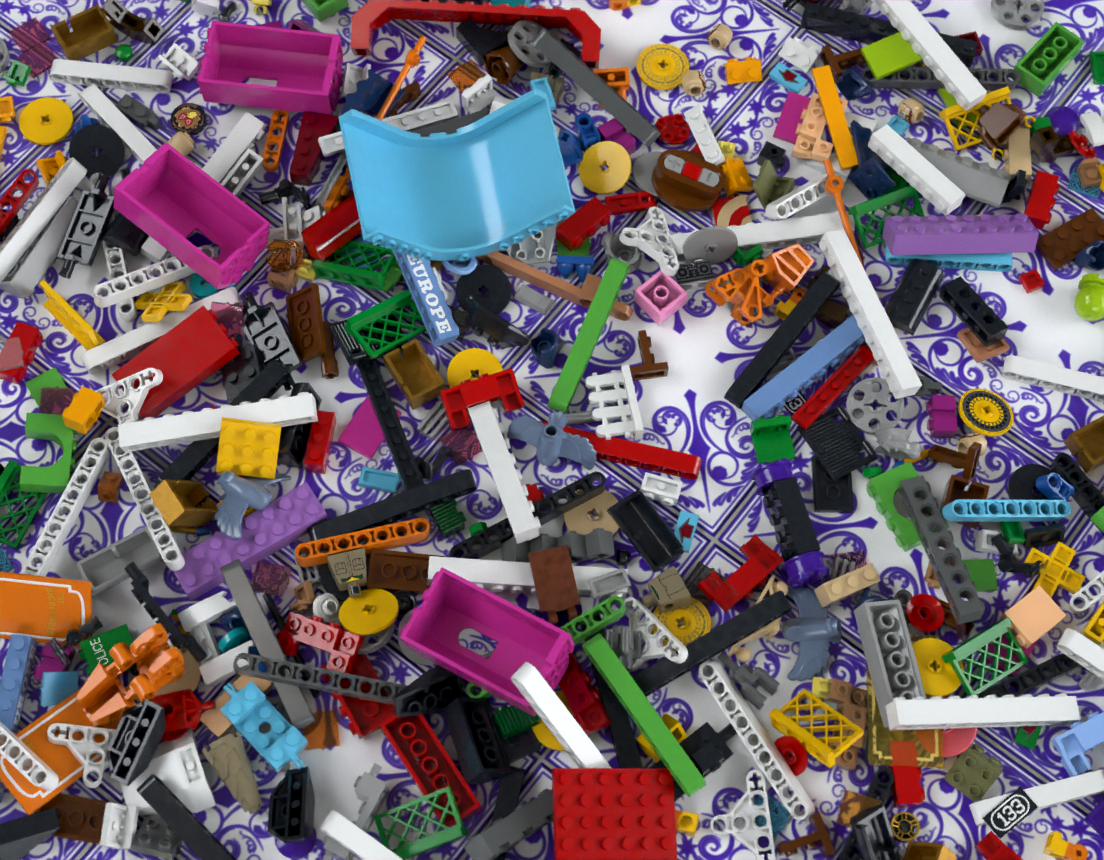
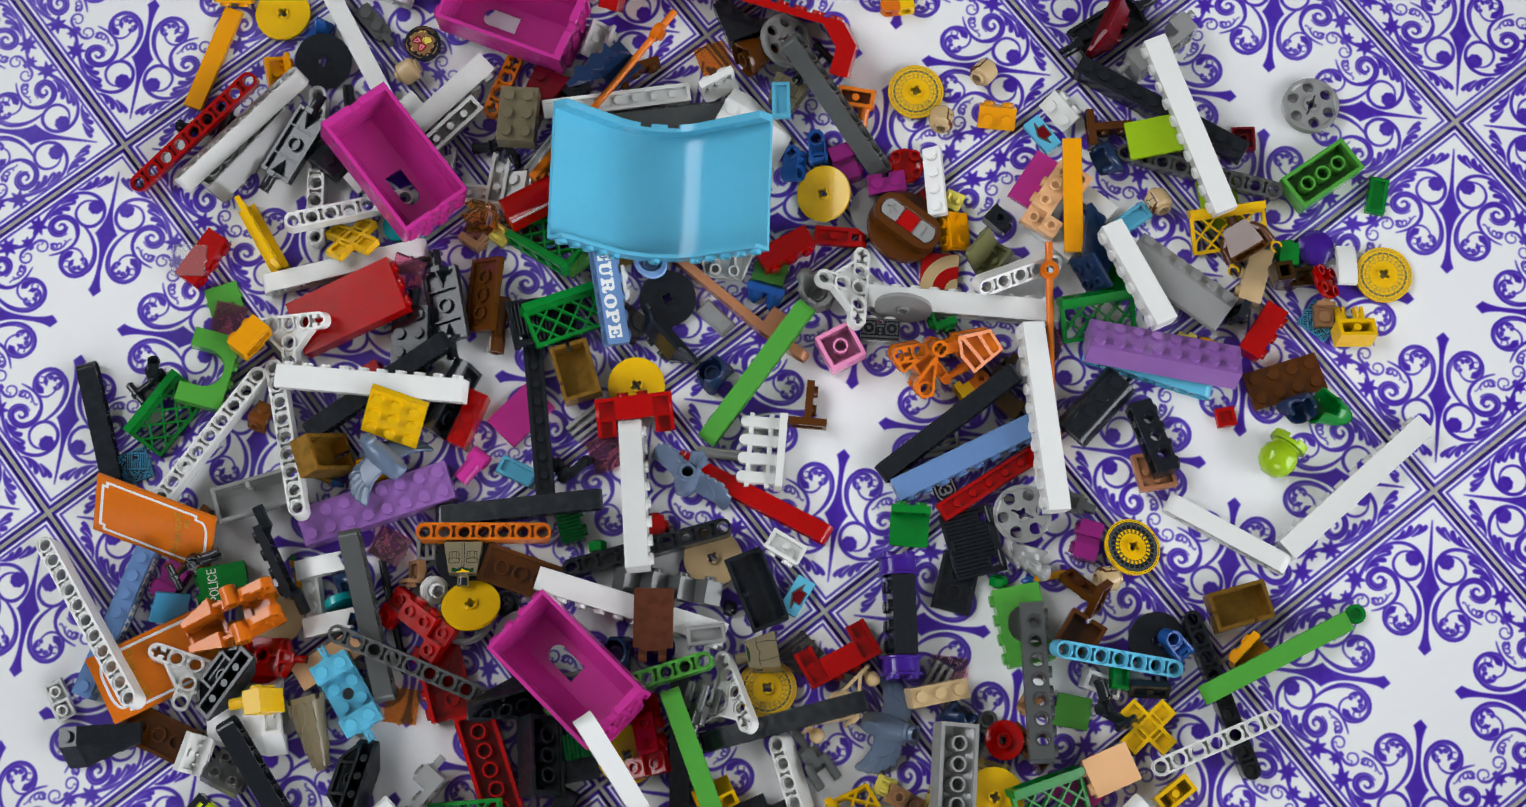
camera: 20 degrees right, 10 degrees up
(177, 750) = (259, 700): none -> yellow brick
(300, 156) = (518, 117): none -> dark tan brick
(336, 479) = (476, 461): none -> dark pink piece
(653, 146) = (893, 183): none -> magenta brick

